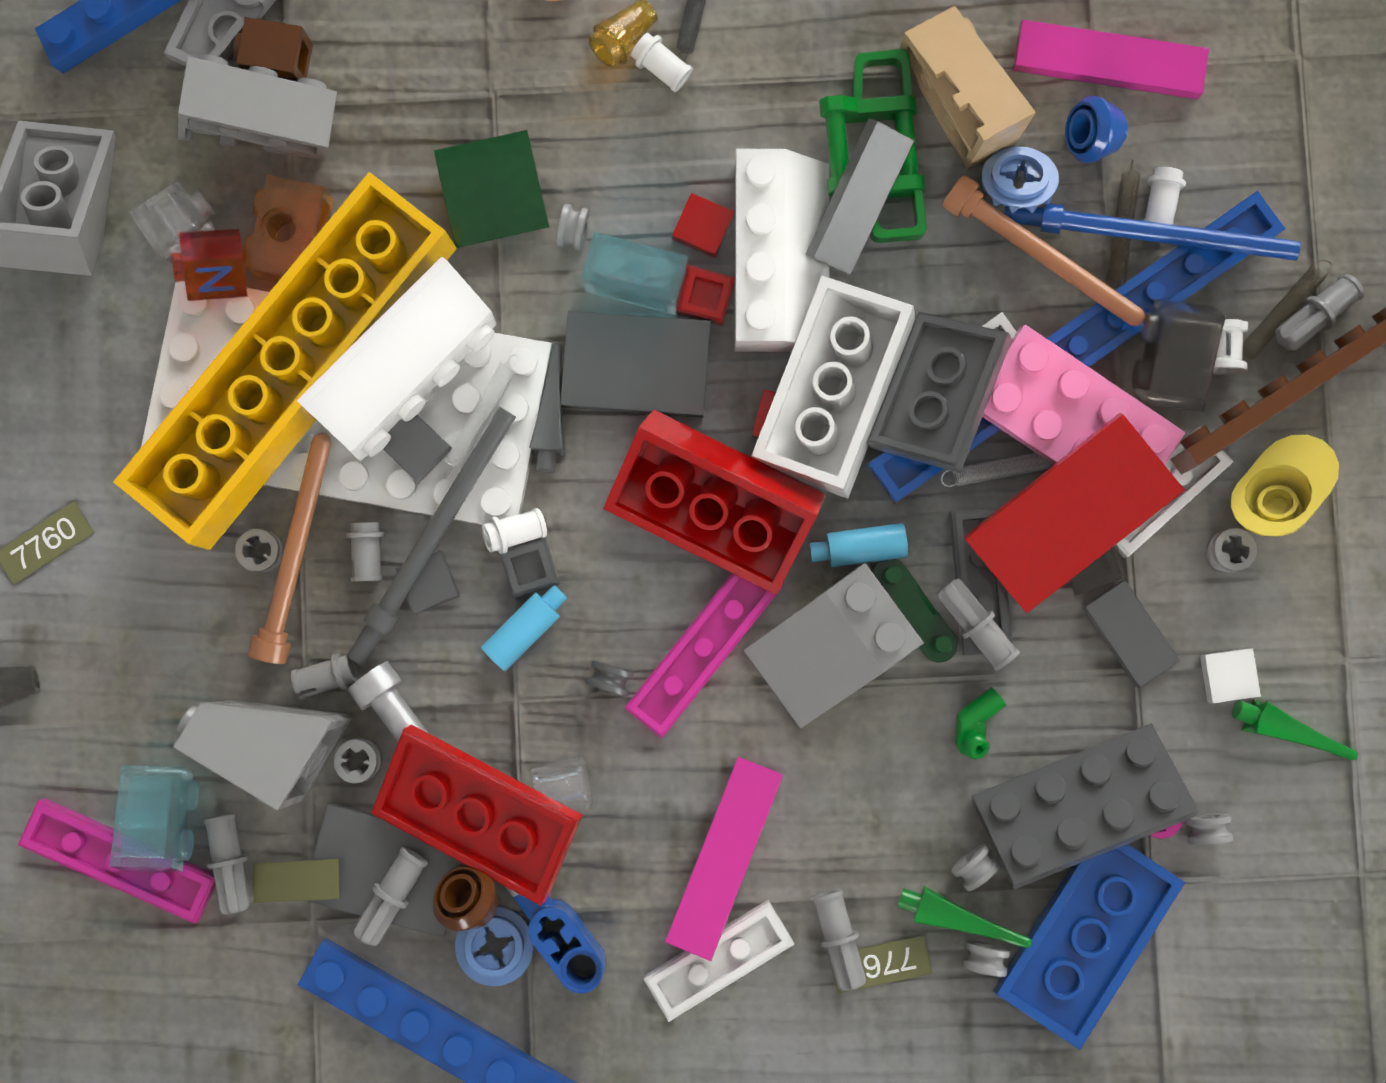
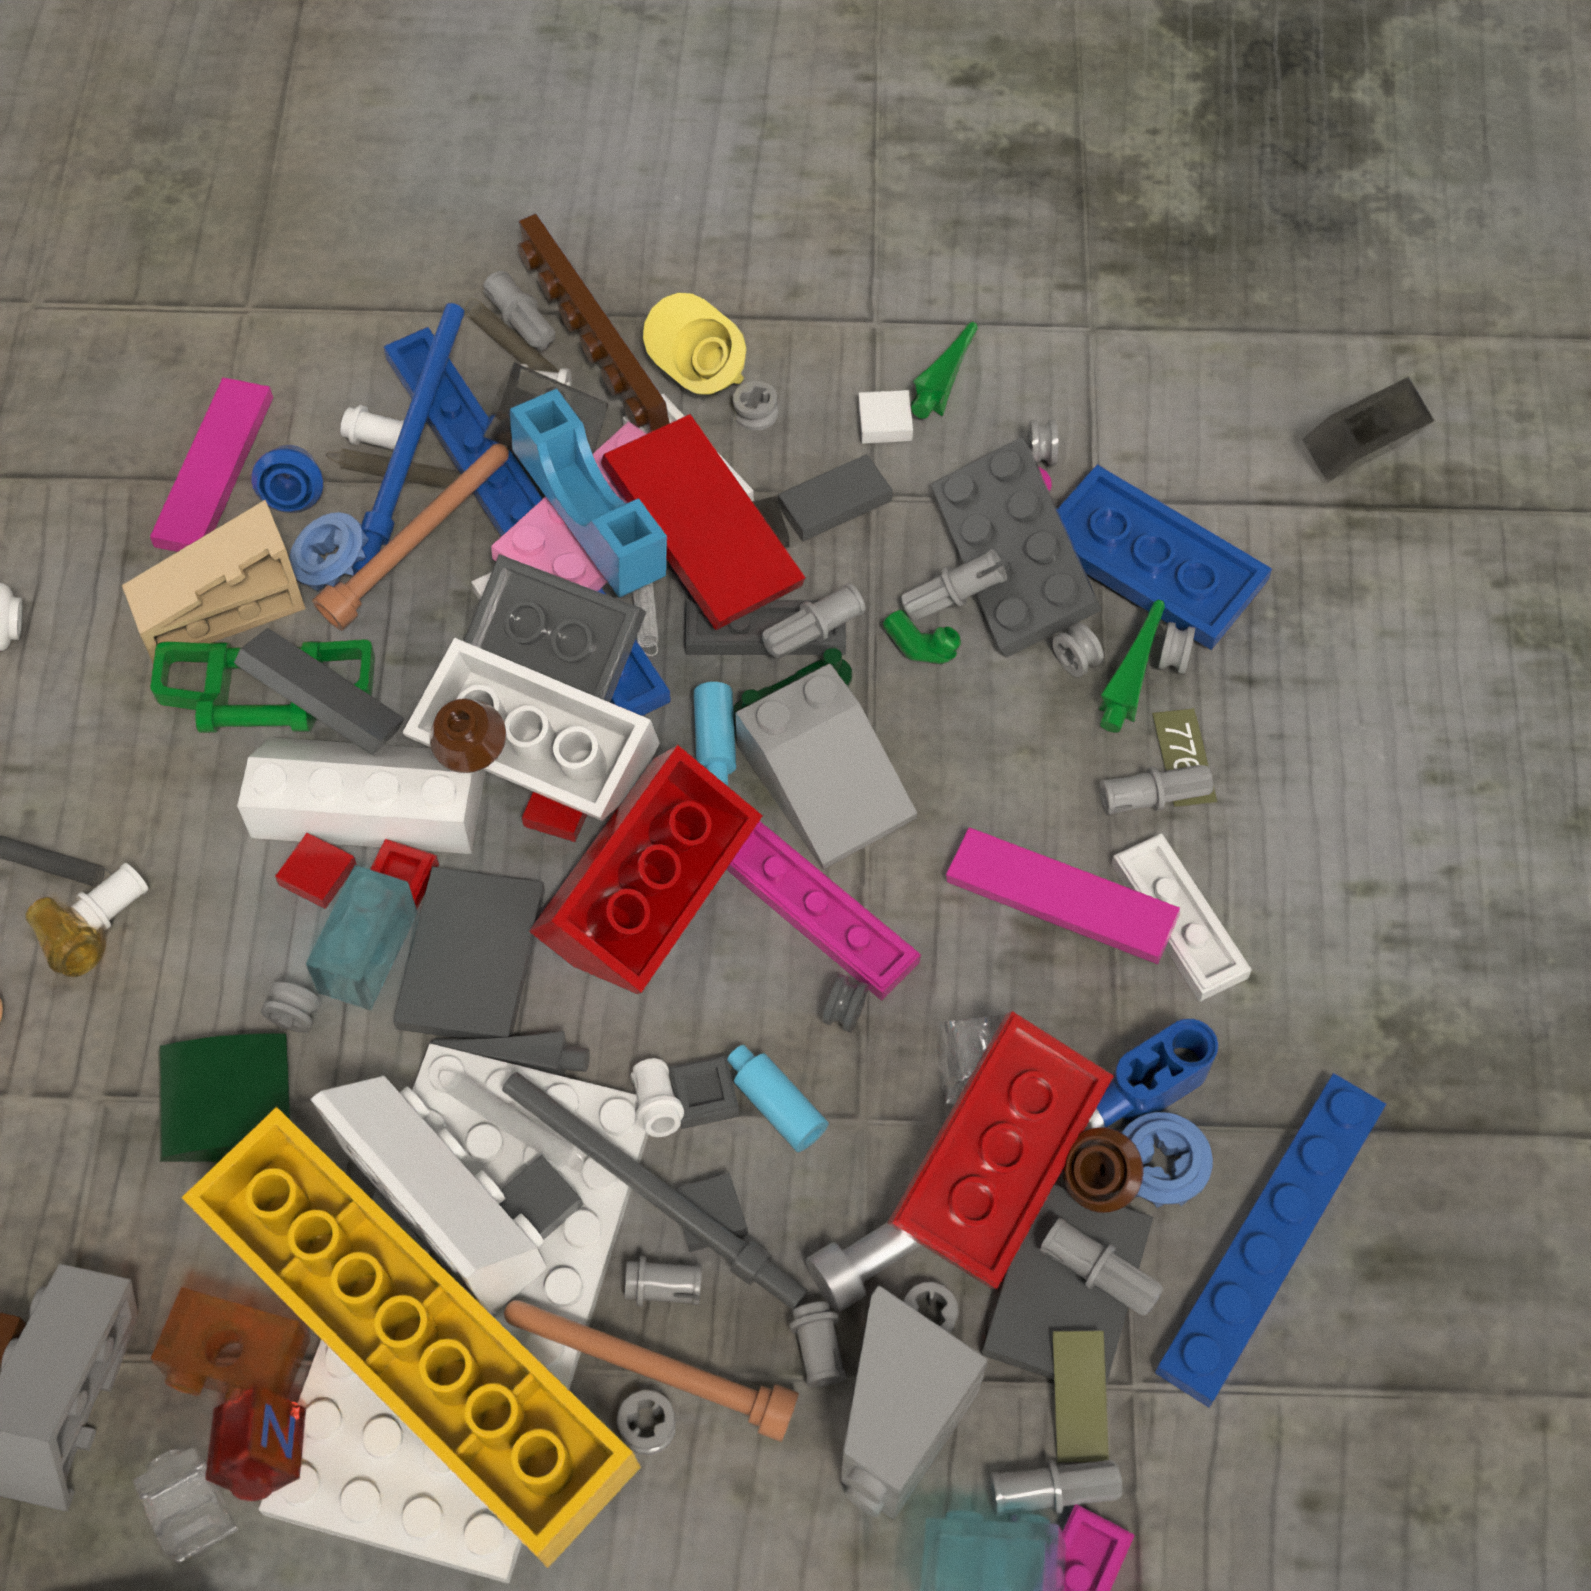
camera: 85 degrees left, 25 degrees down
(815, 344) = (467, 735): none -> reddish brown cone
(1030, 752) = (953, 586): none -> light grey axle
(1073, 402) = (615, 534): none -> dark azure arch

